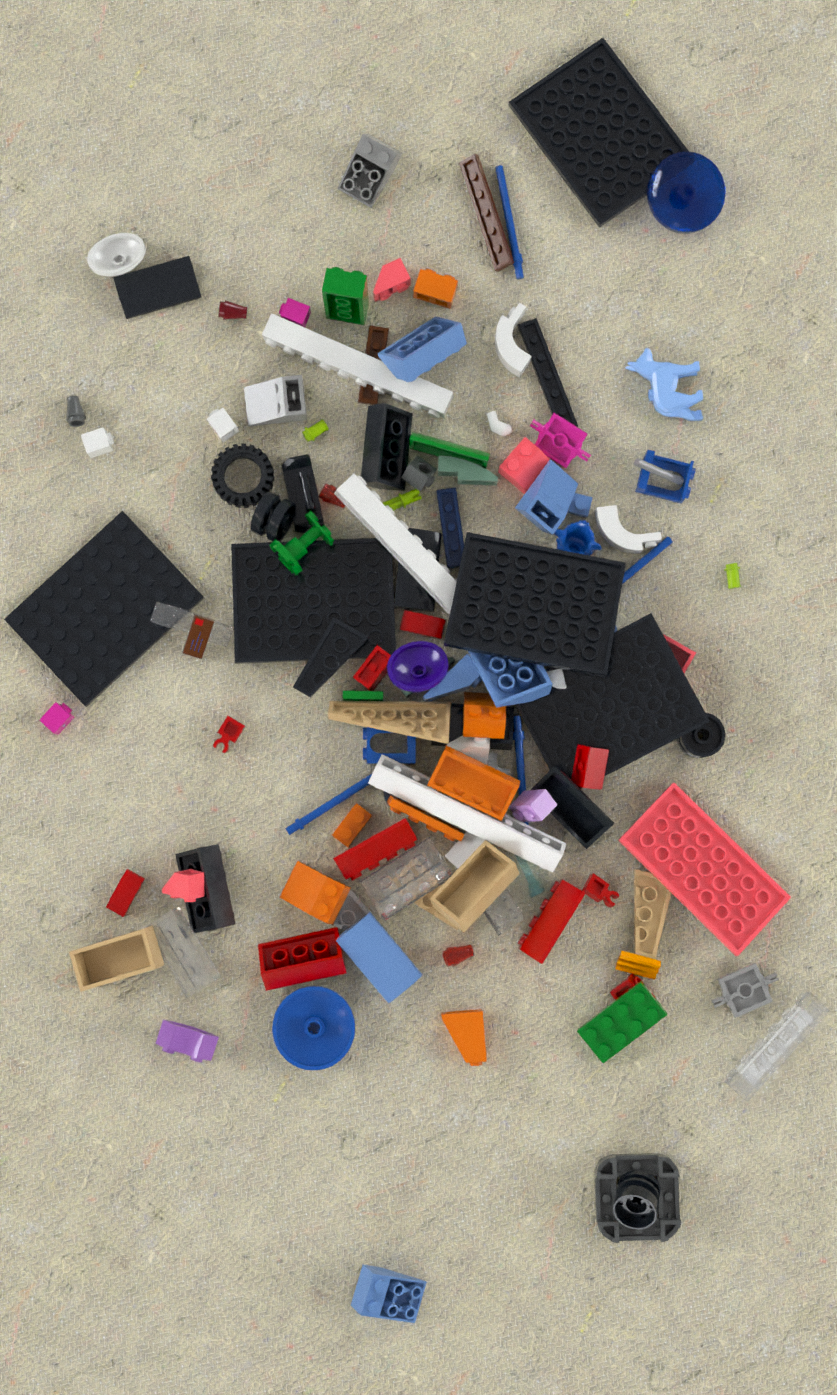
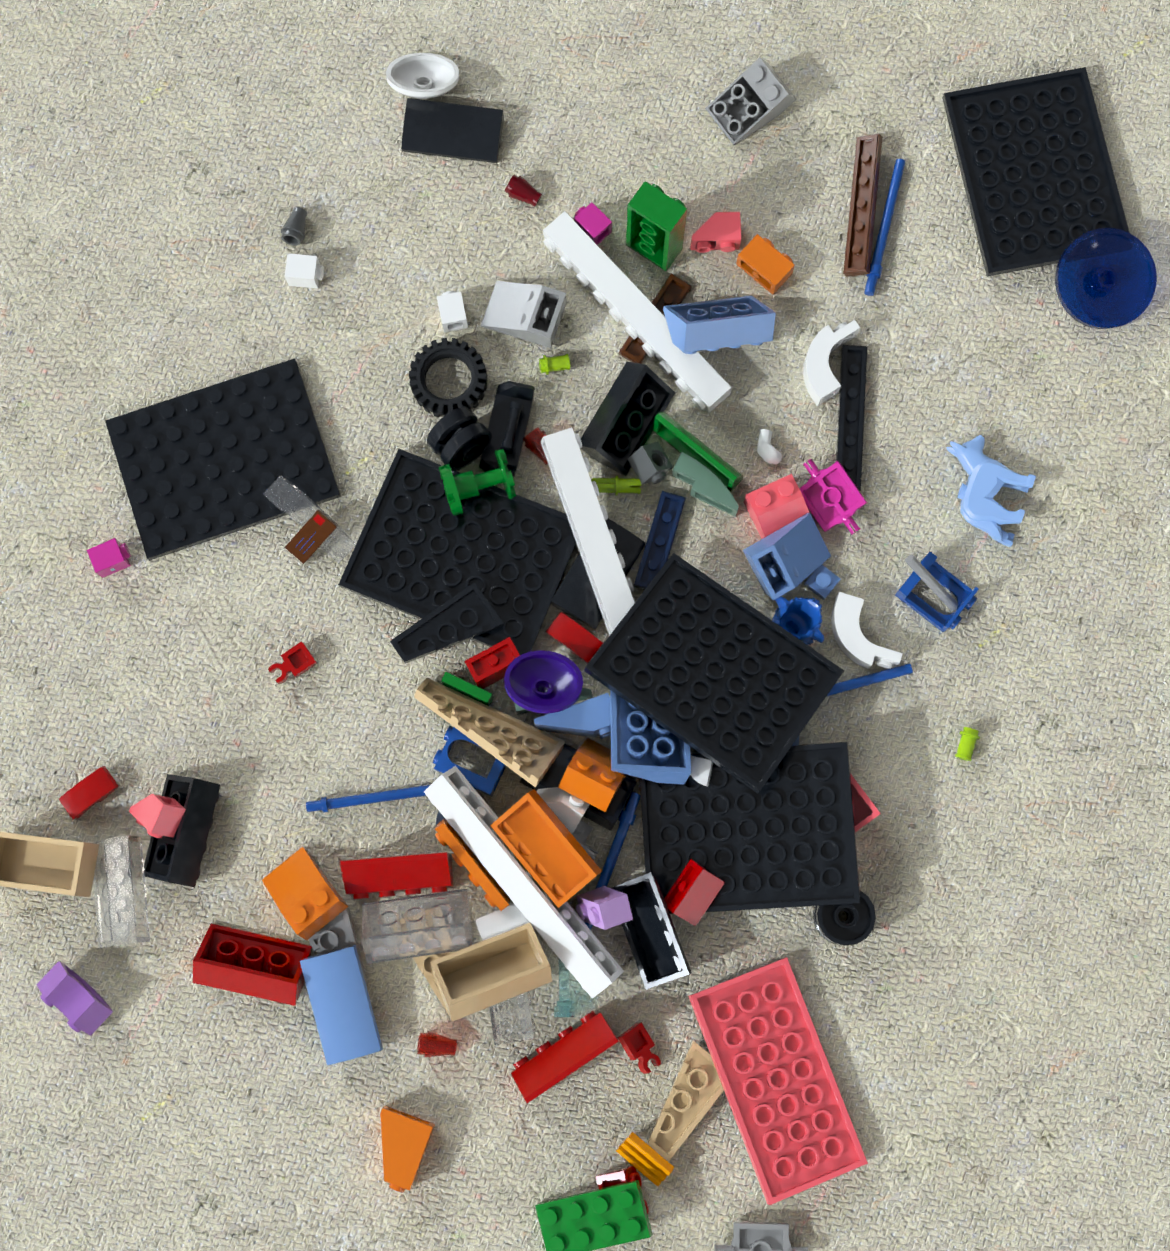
camera: 30 degrees right, 5 degrees down
(313, 1028) = (226, 1053): blue dish -> none
(352, 825) = (384, 834): orange plate -> none

